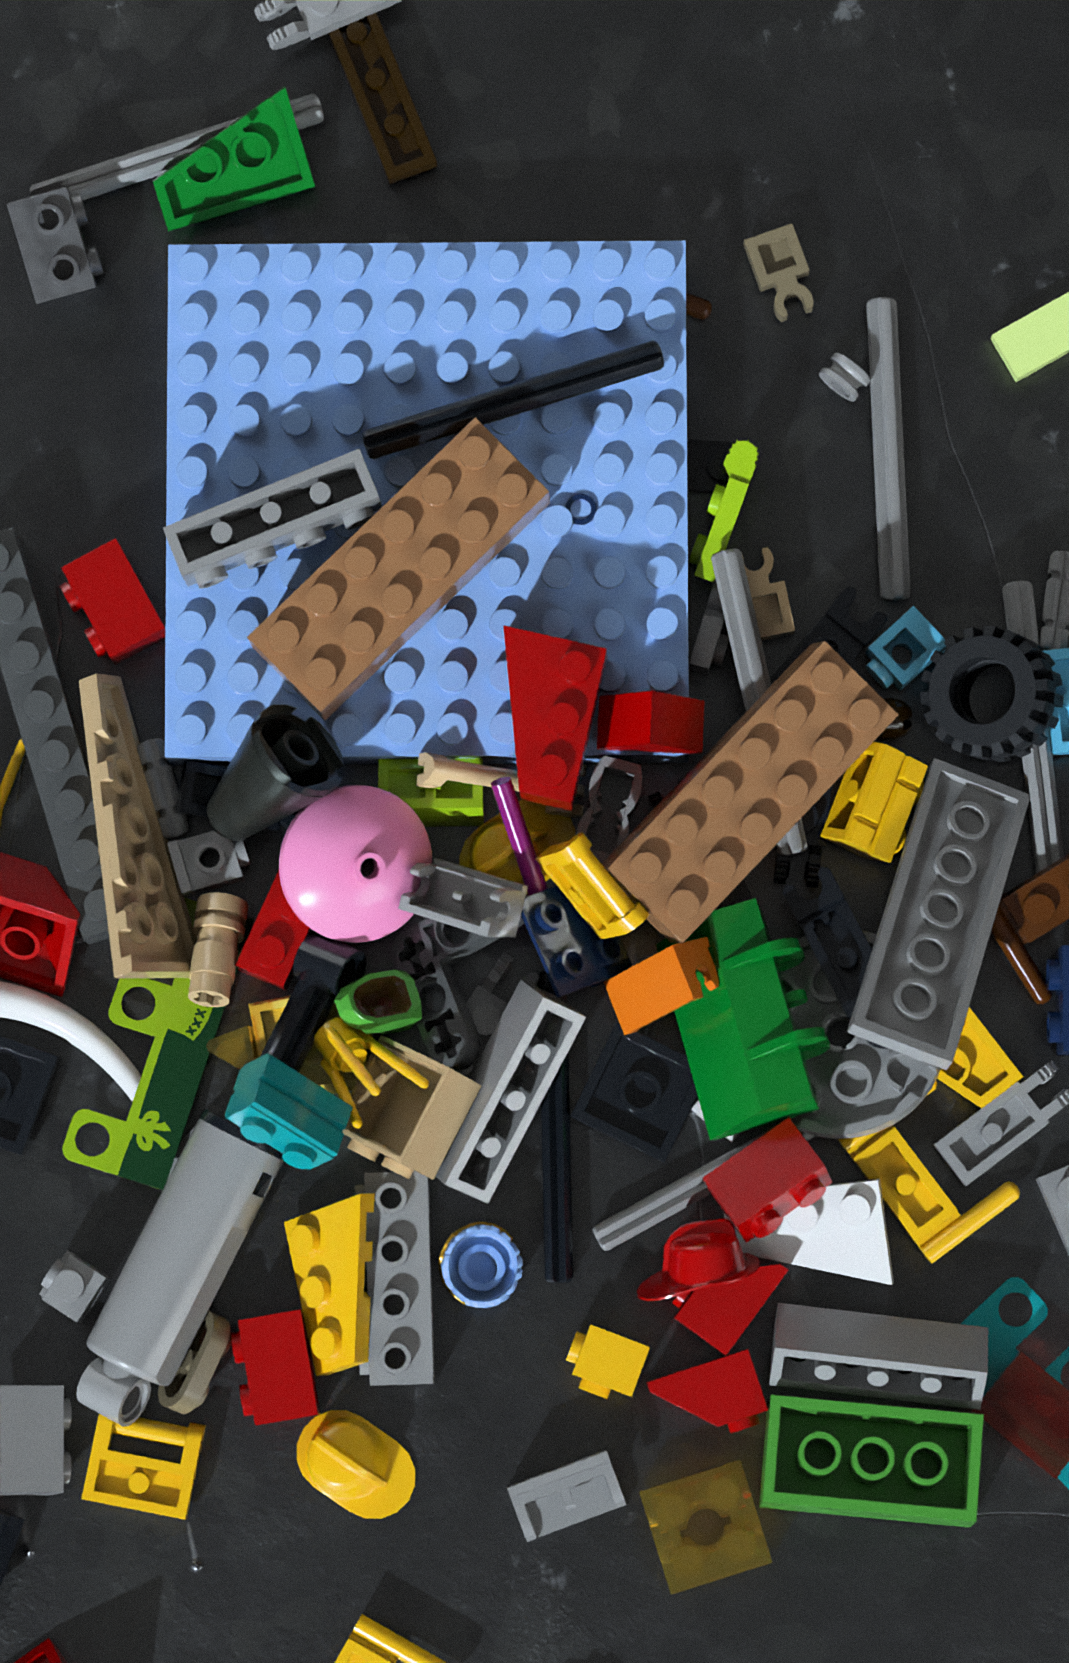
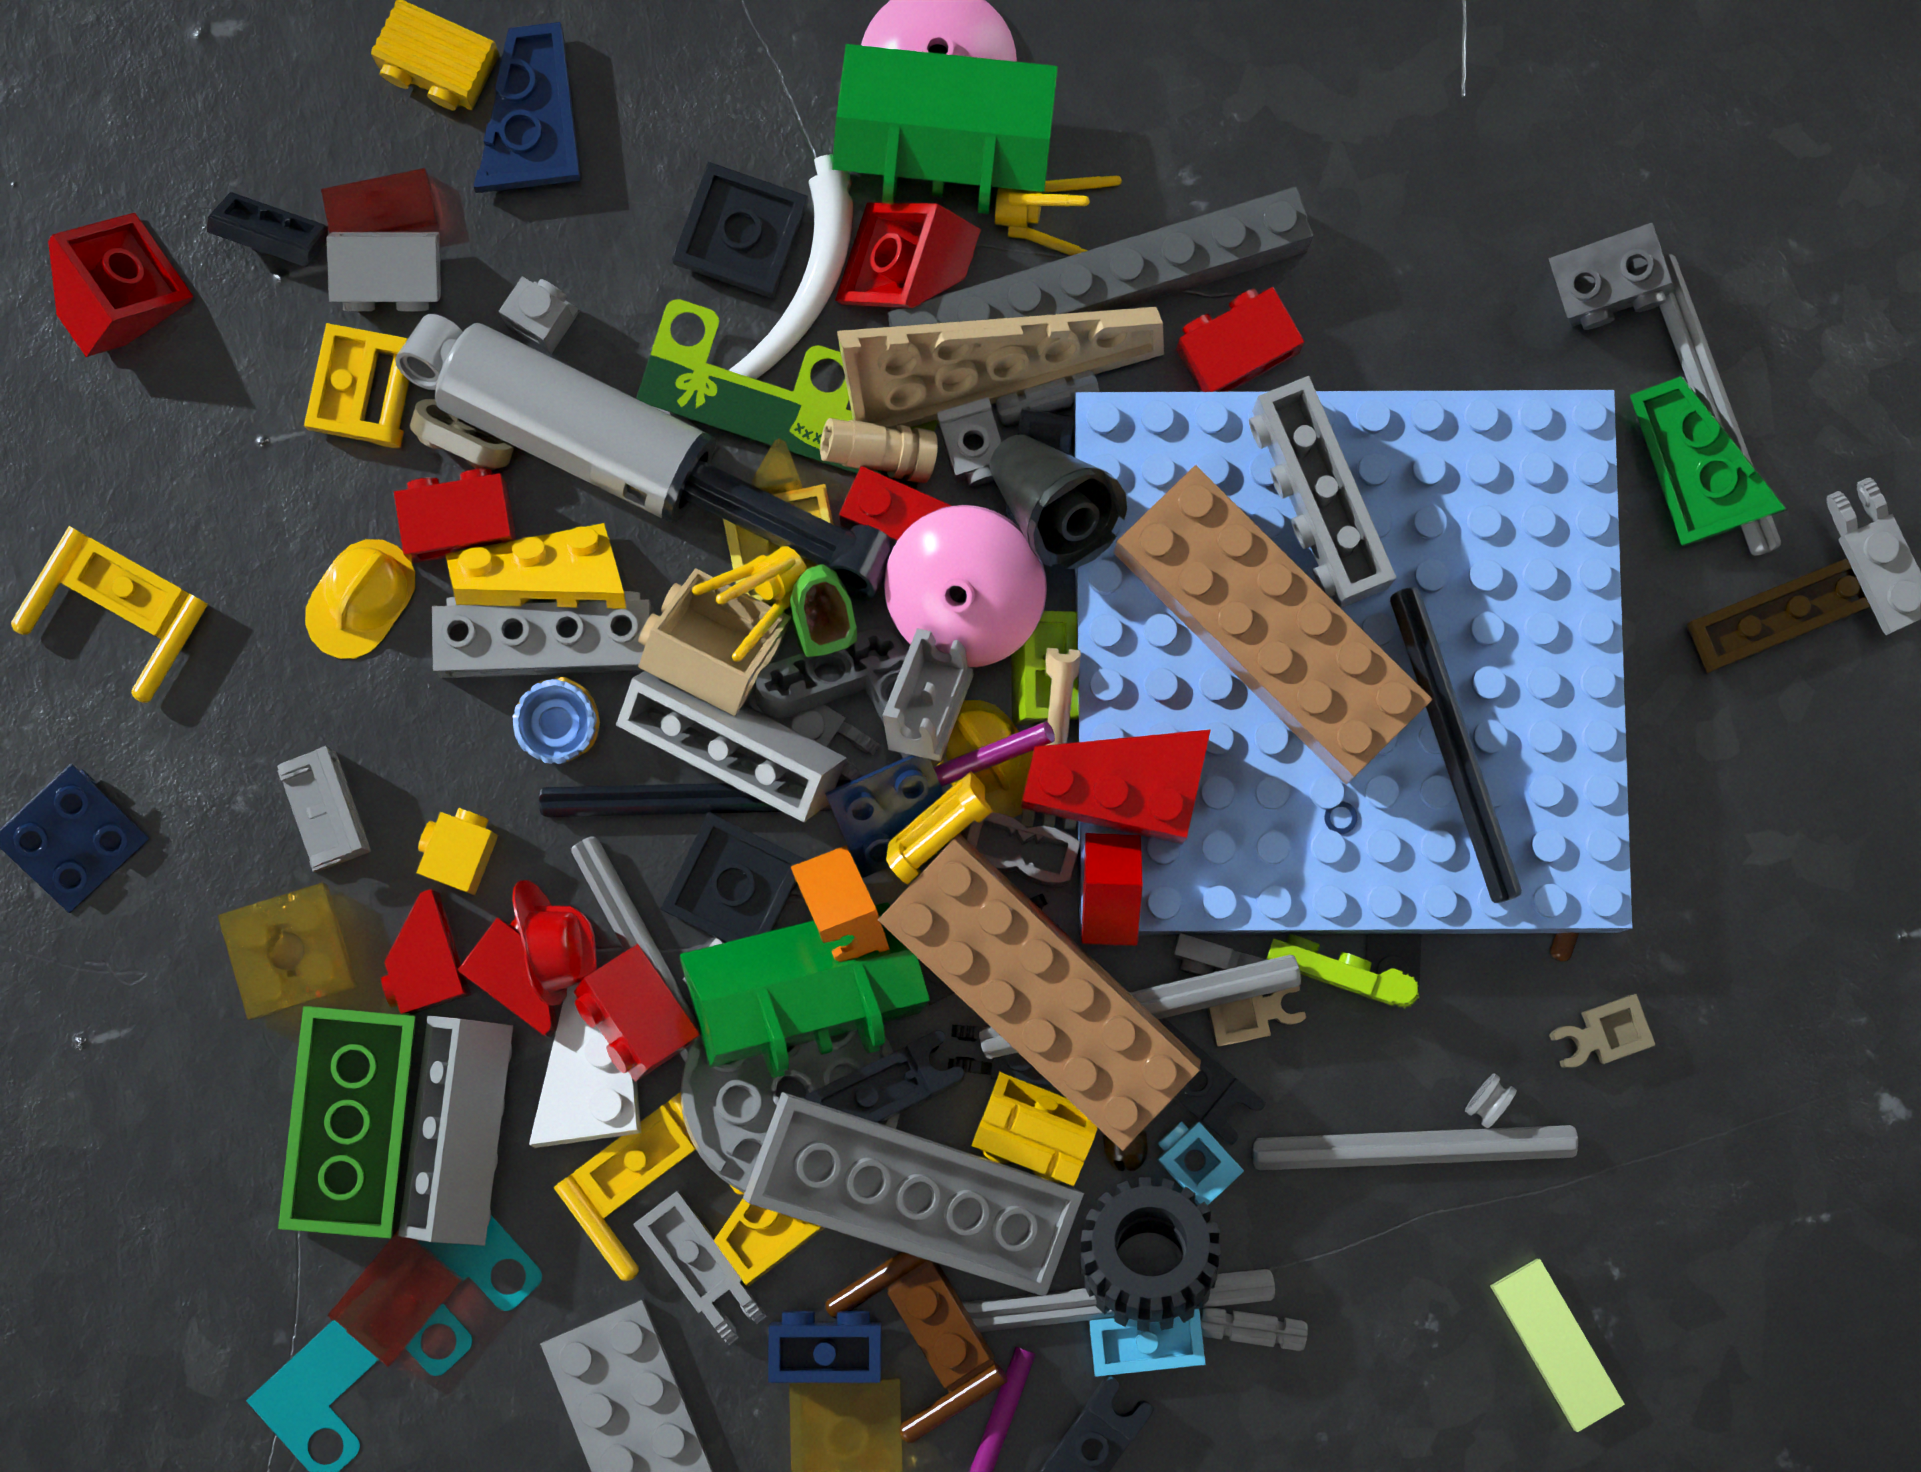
camera: 85 degrees right, 0 degrees up
(288, 1112) = (704, 515): teal brick -> none

